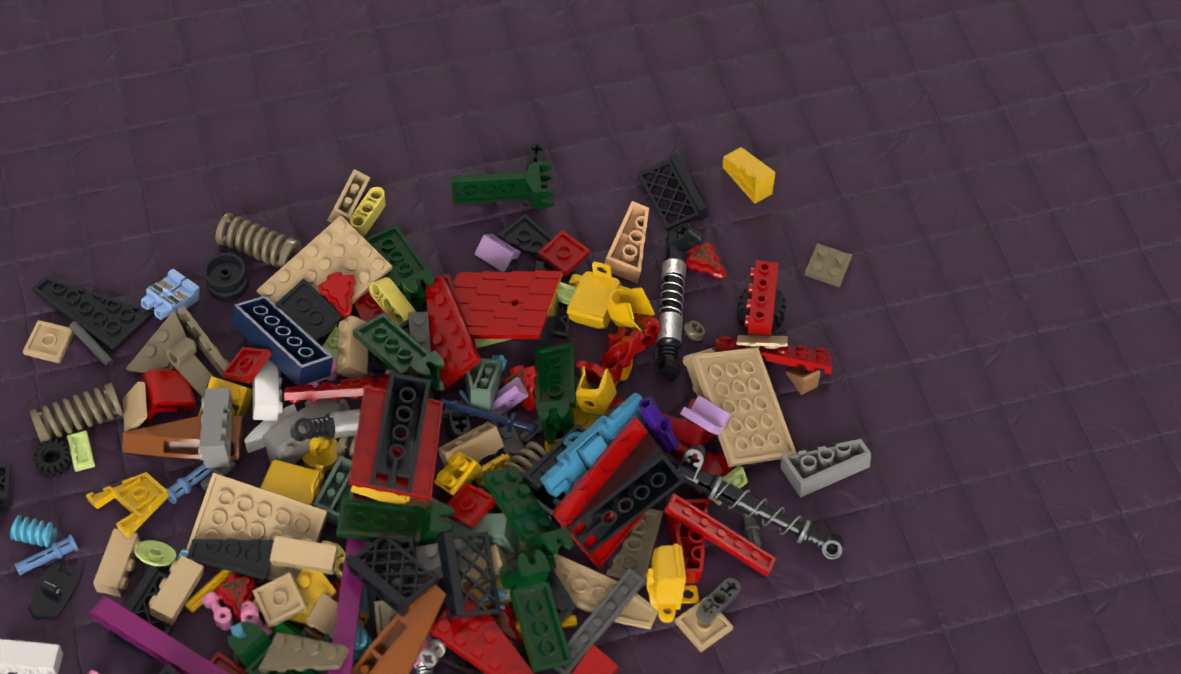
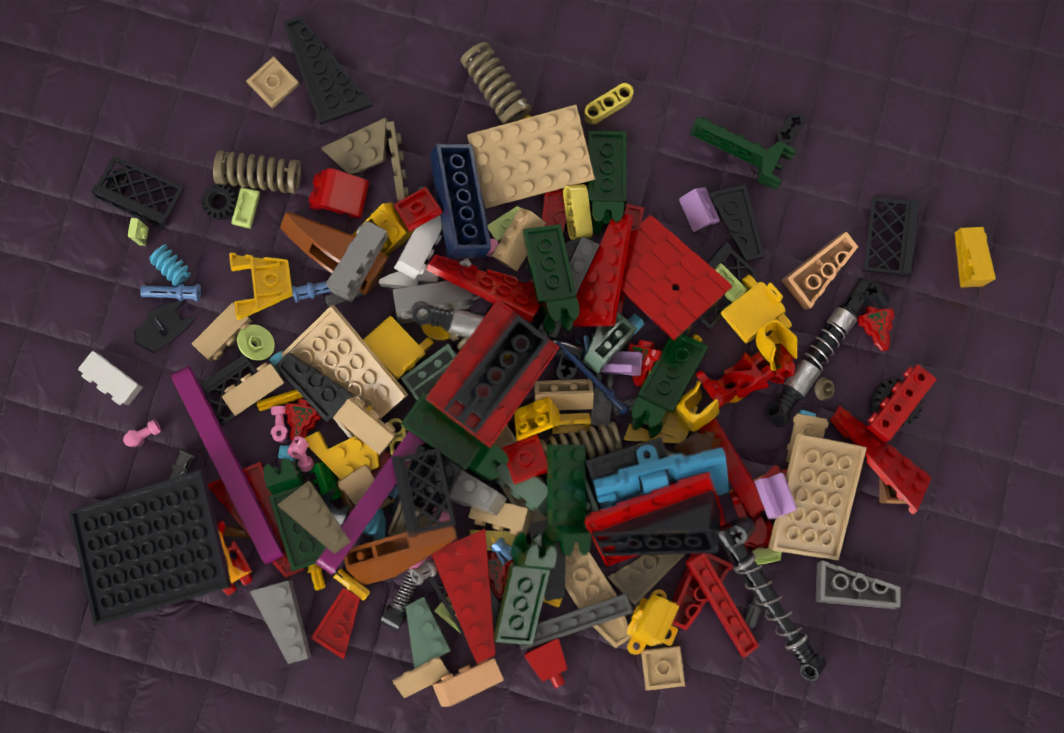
camera: 30 degrees right, 25 degrees up
(91, 343) = (305, 106): dark grey piece -> none
(134, 407) = (306, 195): tan tile -> none
(170, 294) = (393, 96): light blue hips -> none
(183, 359) = (372, 179): dark tan door -> none
(225, 277) = (449, 104): black wheel -> none
(280, 600) = (328, 450): tan tile -> none
(309, 310) = (500, 182): black tile -> none
(339, 291) = (534, 181): red rock -> none
(350, 196) = (598, 82): tan brick -> none
(452, 579) = (470, 527): black fence -> none
(564, 253) = (755, 246): red tile -> none
(658, 424) = (727, 484): dark purple piece -> none
(717, 608) = (695, 659): dark grey beam -> none
(753, 341) = (866, 438): tan piece -> none
(828, 265) = (986, 390): dark tan plate -> none

